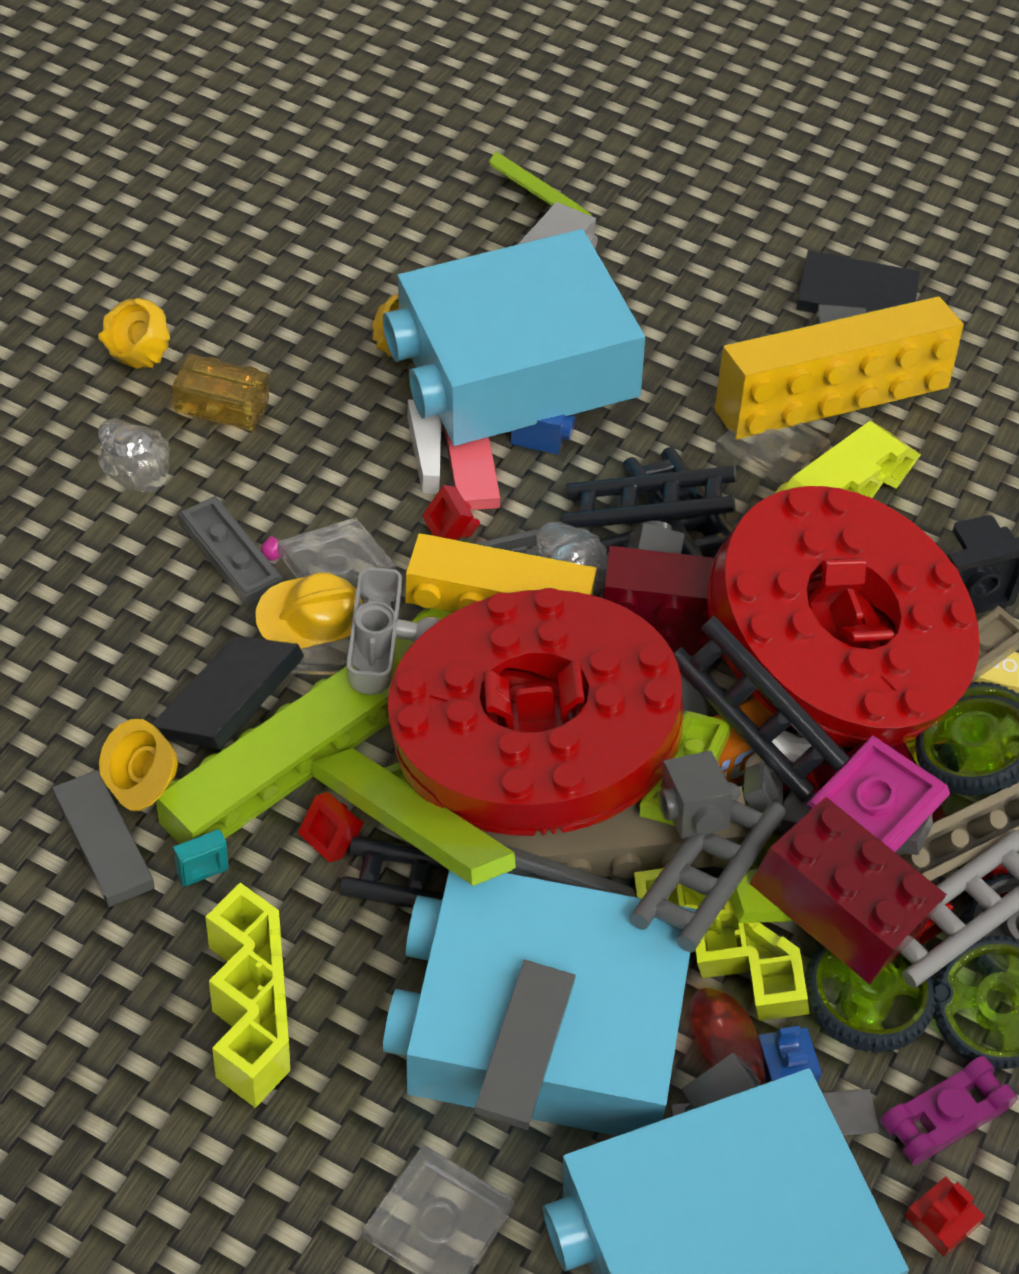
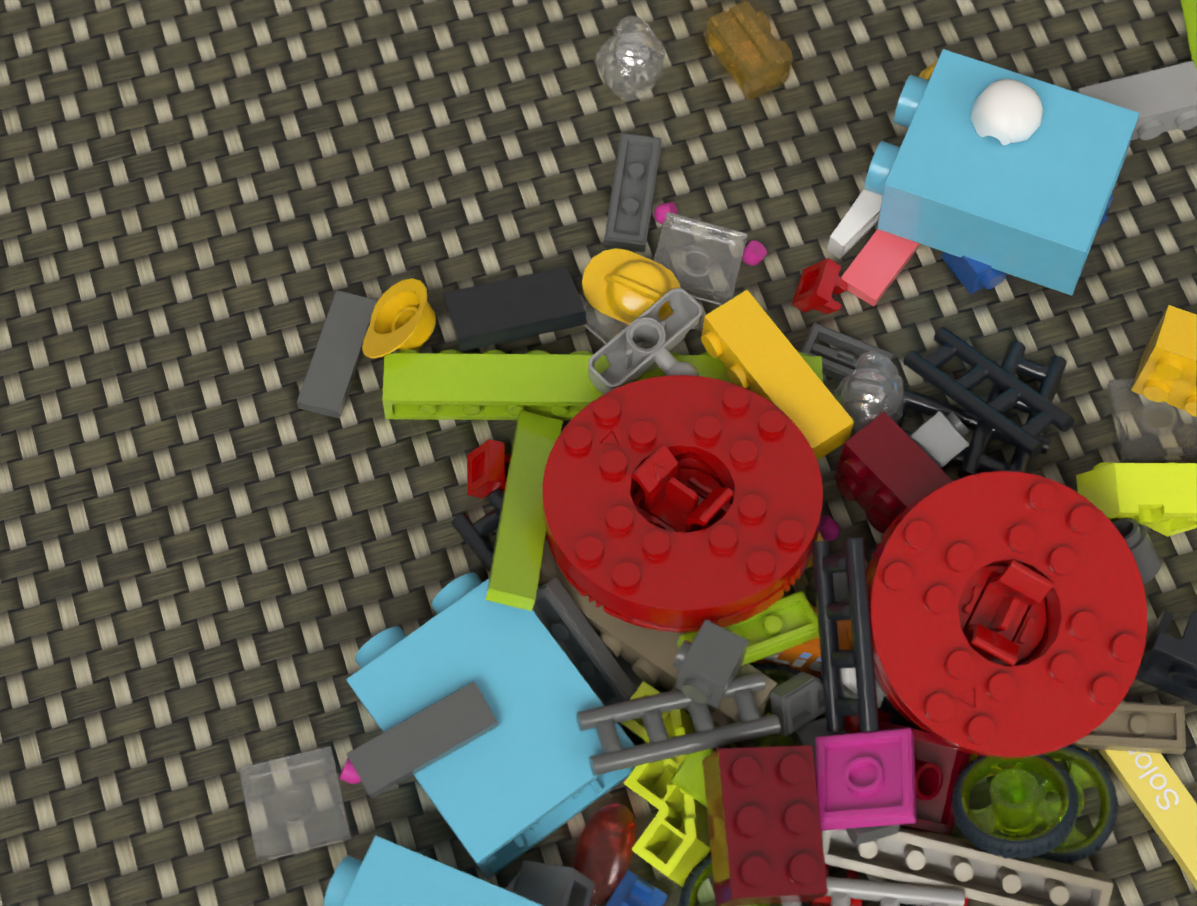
camera: 45 degrees right, 15 degrees up
(201, 858) = (381, 422): teal tile -> none
(249, 995) = (318, 550): neon yellow brick -> none
(375, 528) = (754, 253): none -> dark pink piece
(460, 1150) = (349, 773): none -> dark pink piece
(493, 279) = (1007, 111): none -> white hair

